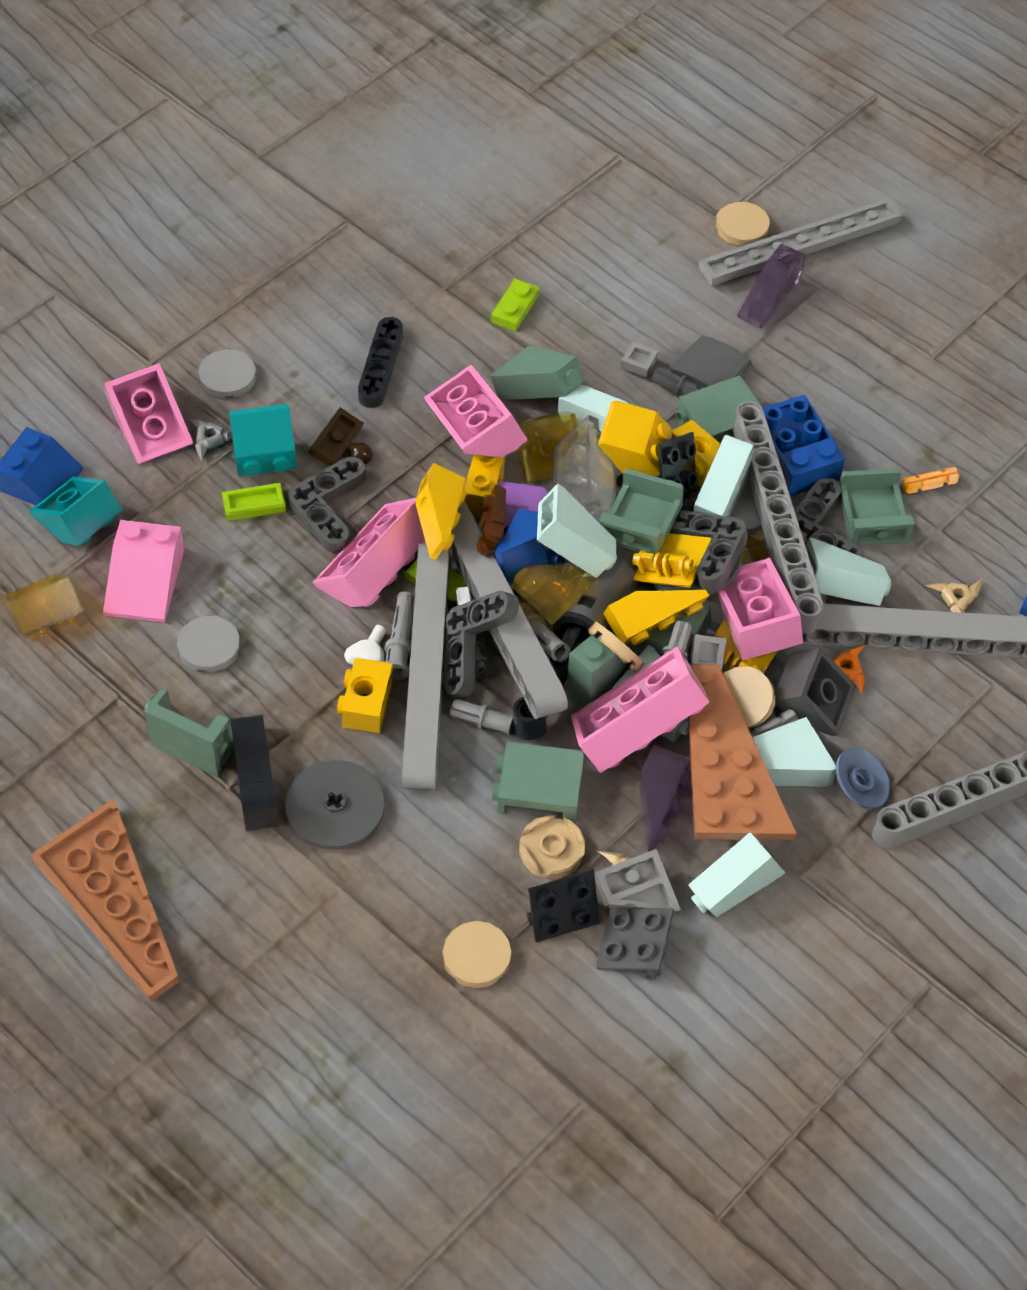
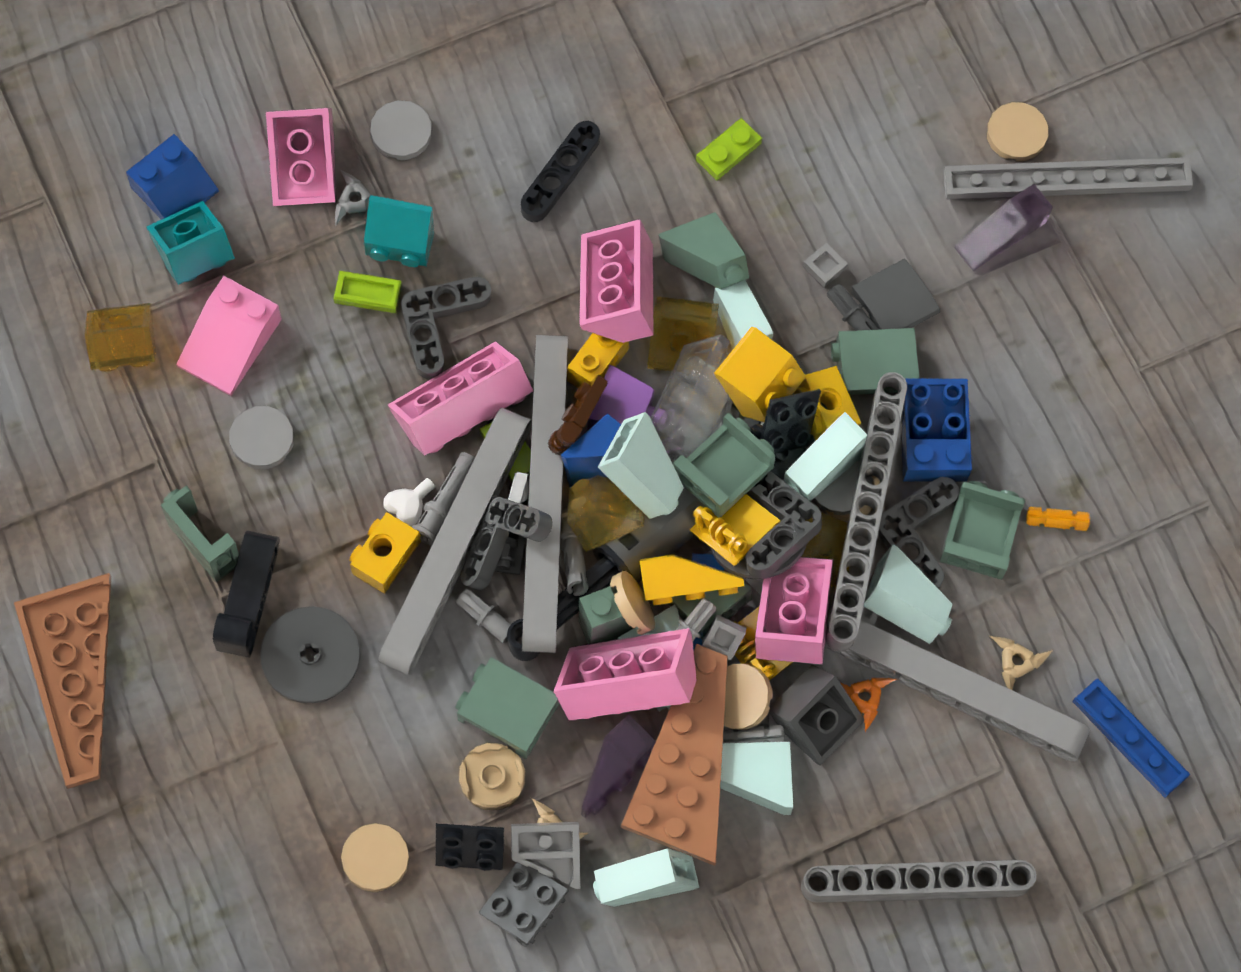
camera: 20 degrees right, 15 degrees up
(338, 438) = (477, 251): dark brown plate -> none
(437, 507) = (530, 378): yellow slope -> none
(862, 778) = (827, 827): sand blue dish -> none

